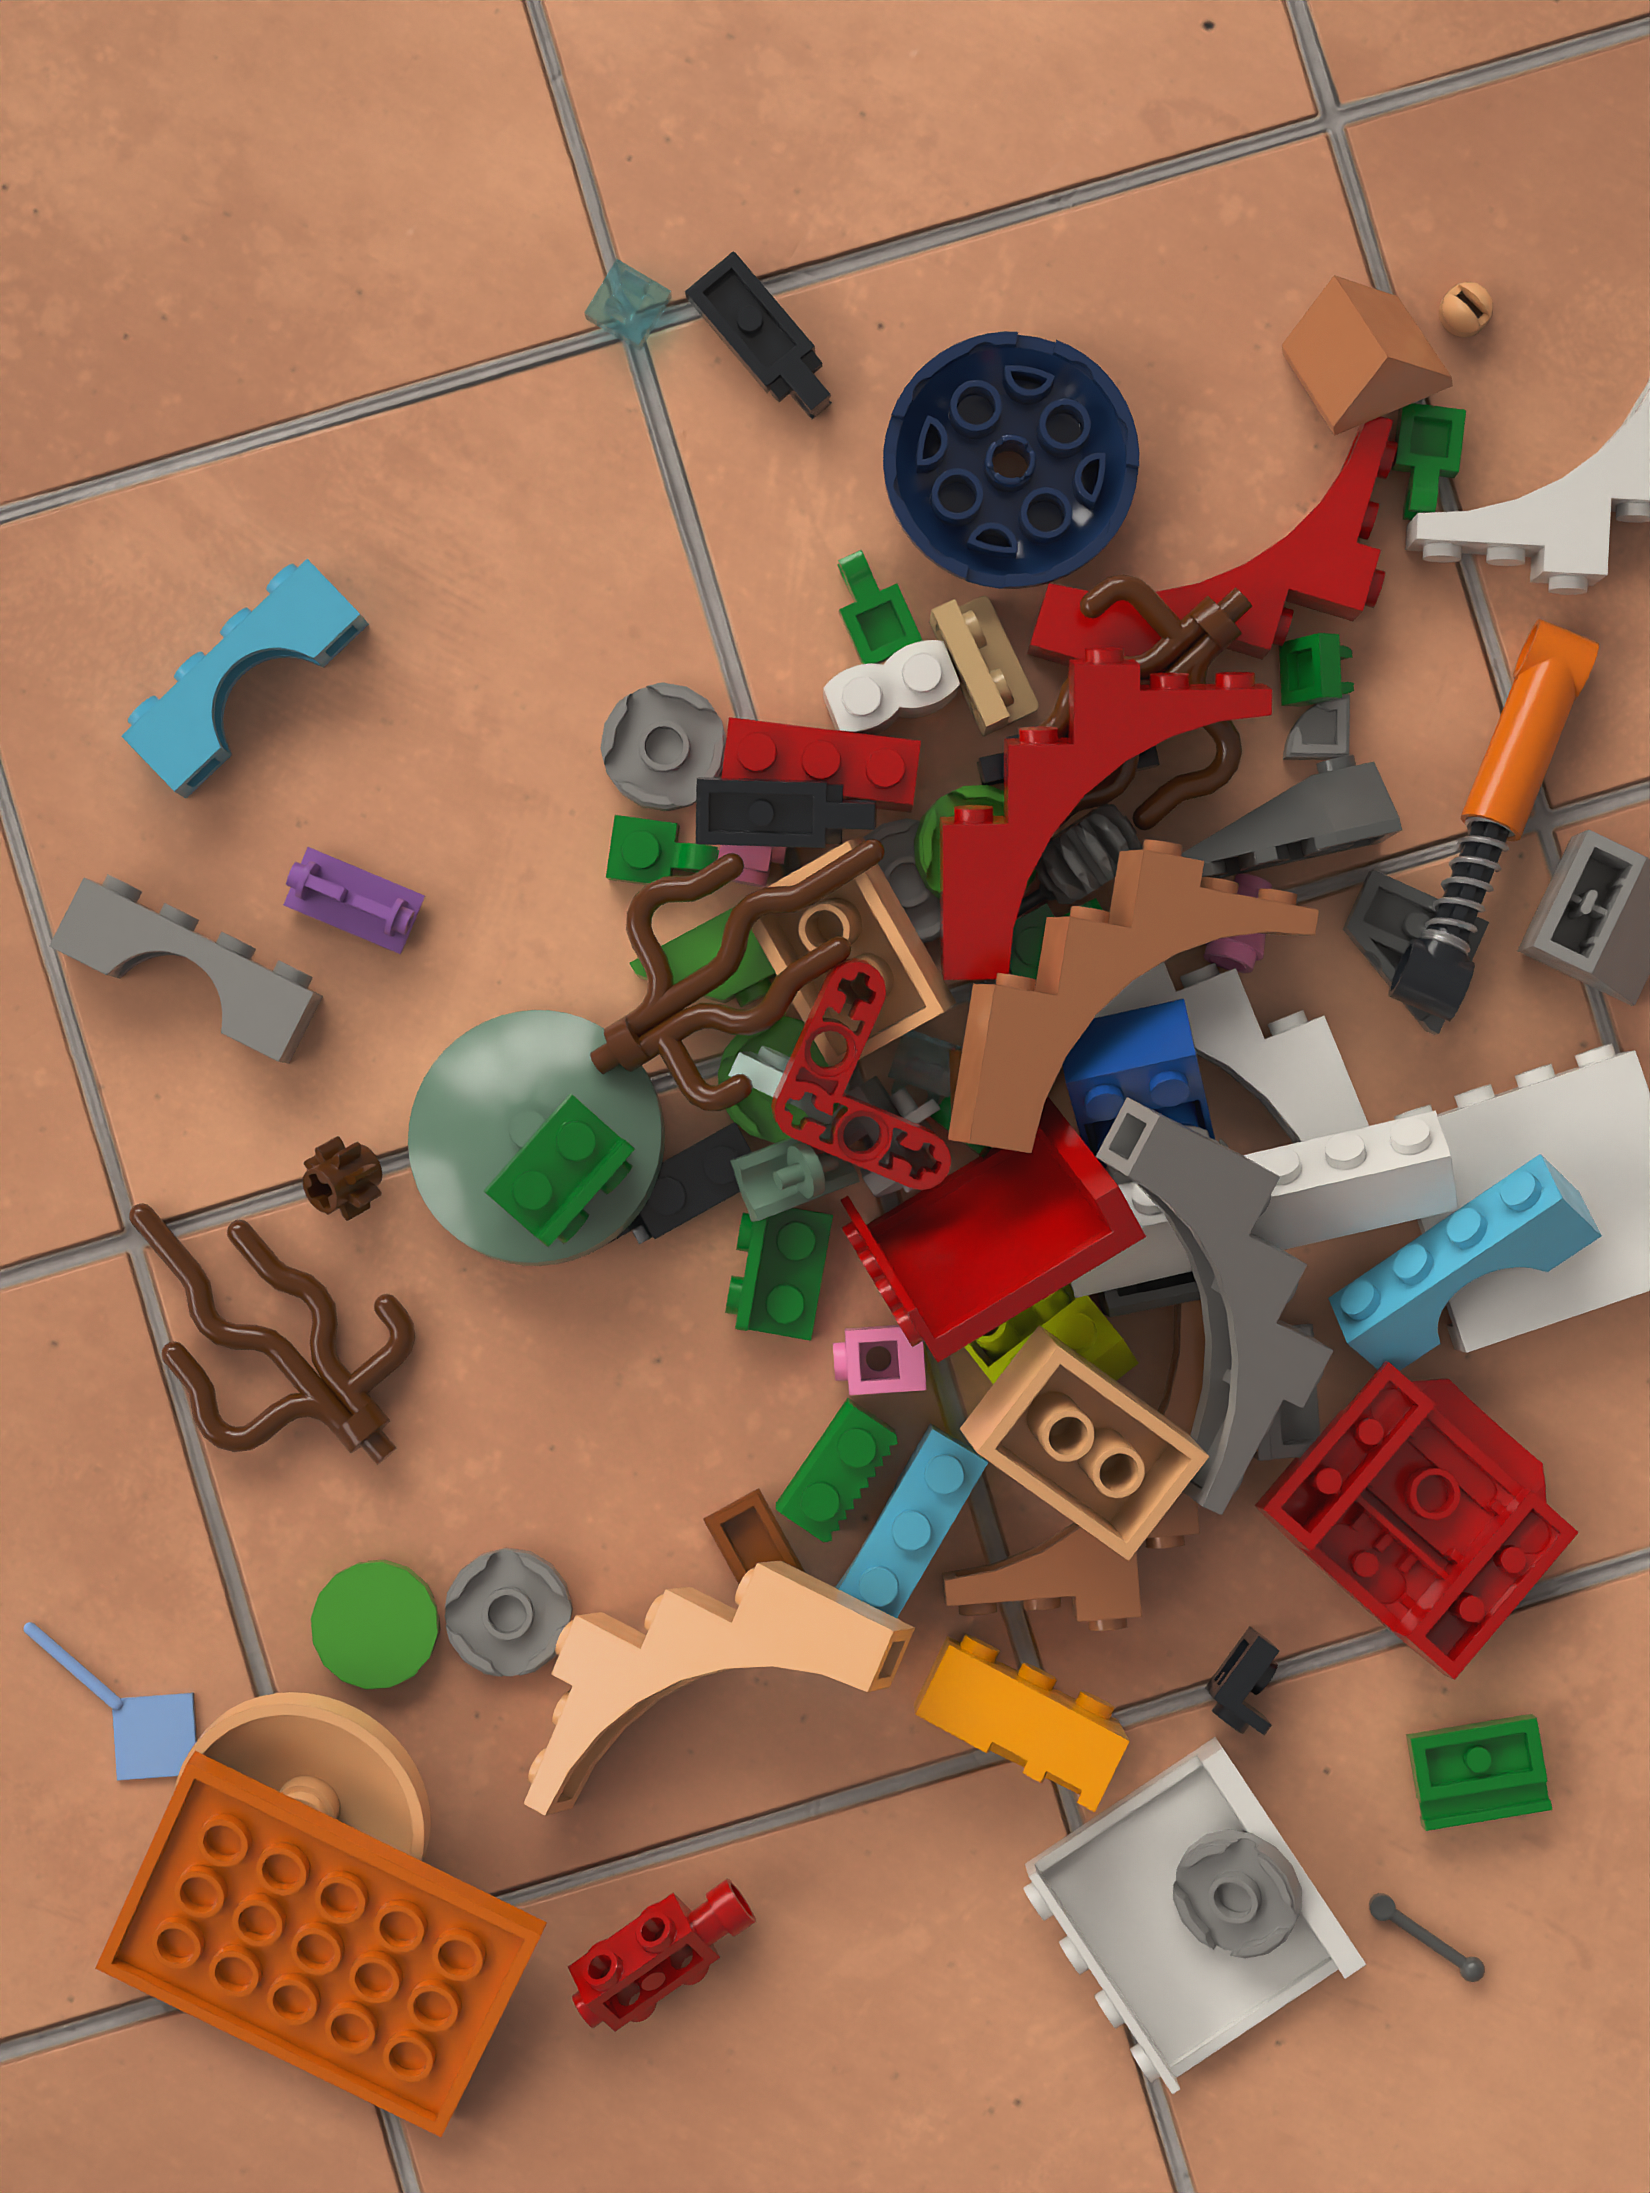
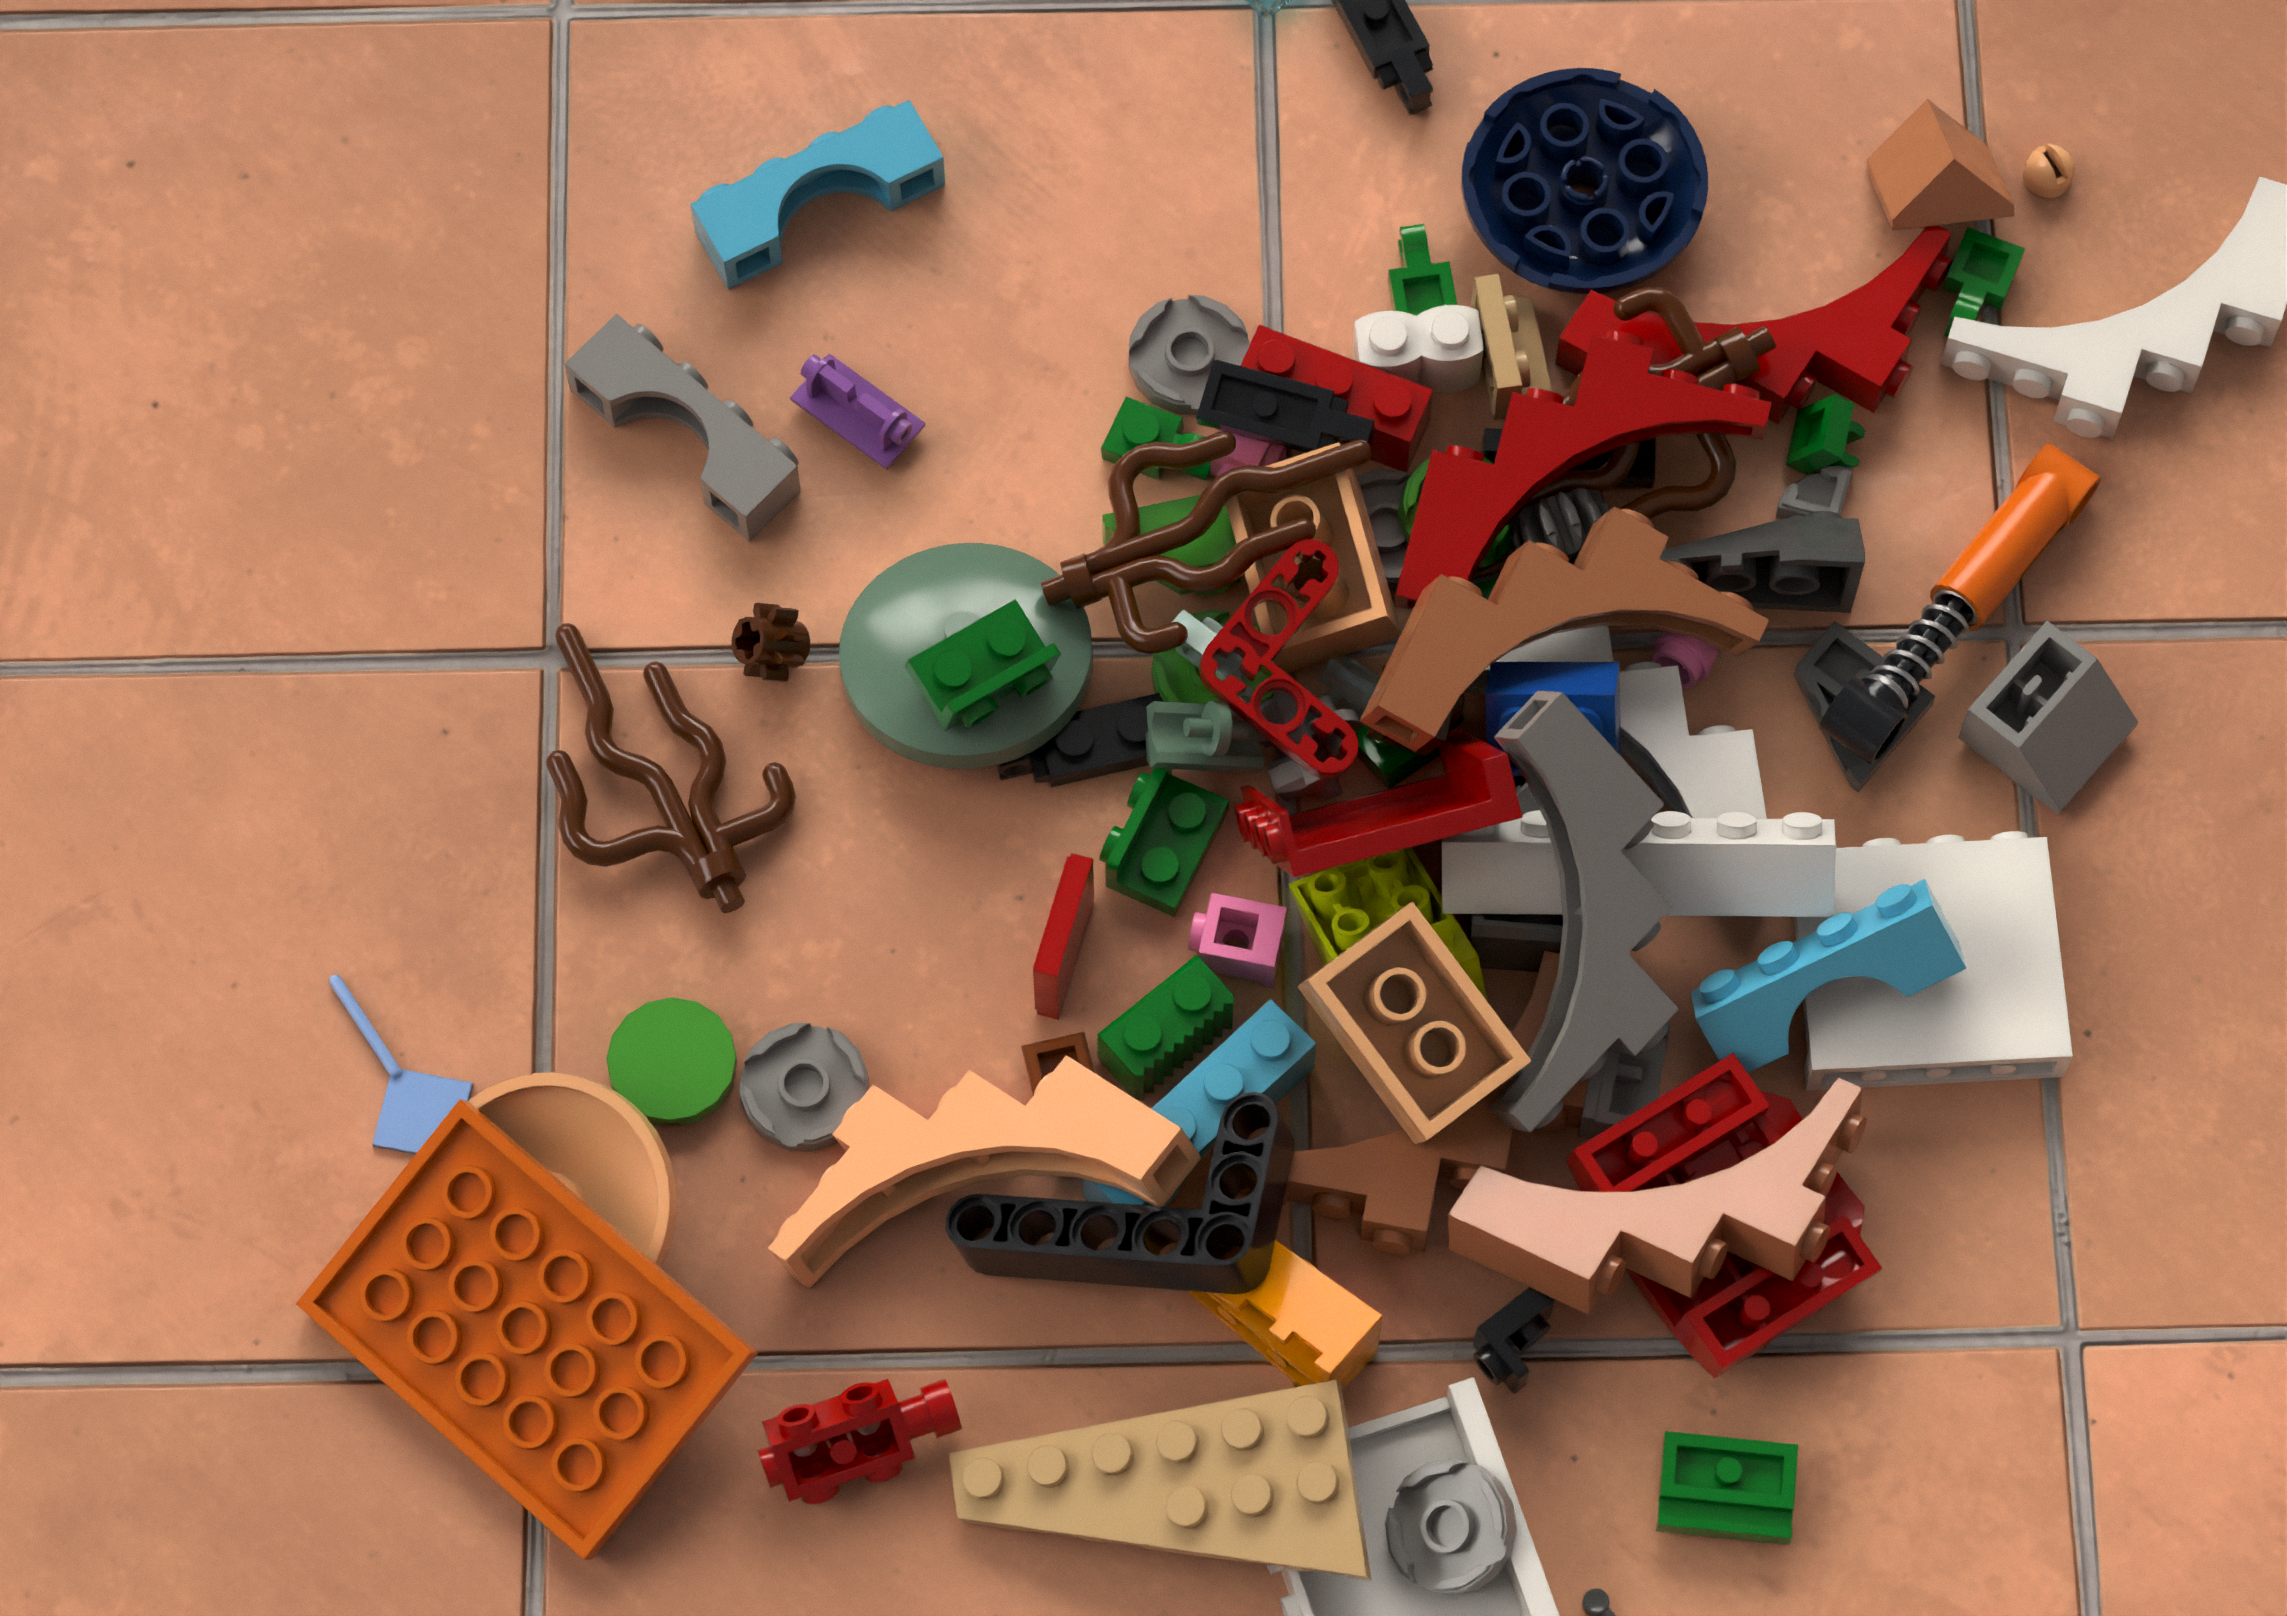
camera: 15 degrees right, 20 degrees down
(715, 1416) = (1063, 935): none -> red tile
(875, 1711) = (1146, 1230): none -> black beam
(1009, 1917) = (1213, 1480): none -> tan wing
(1455, 1522) = (1676, 1234): none -> arch

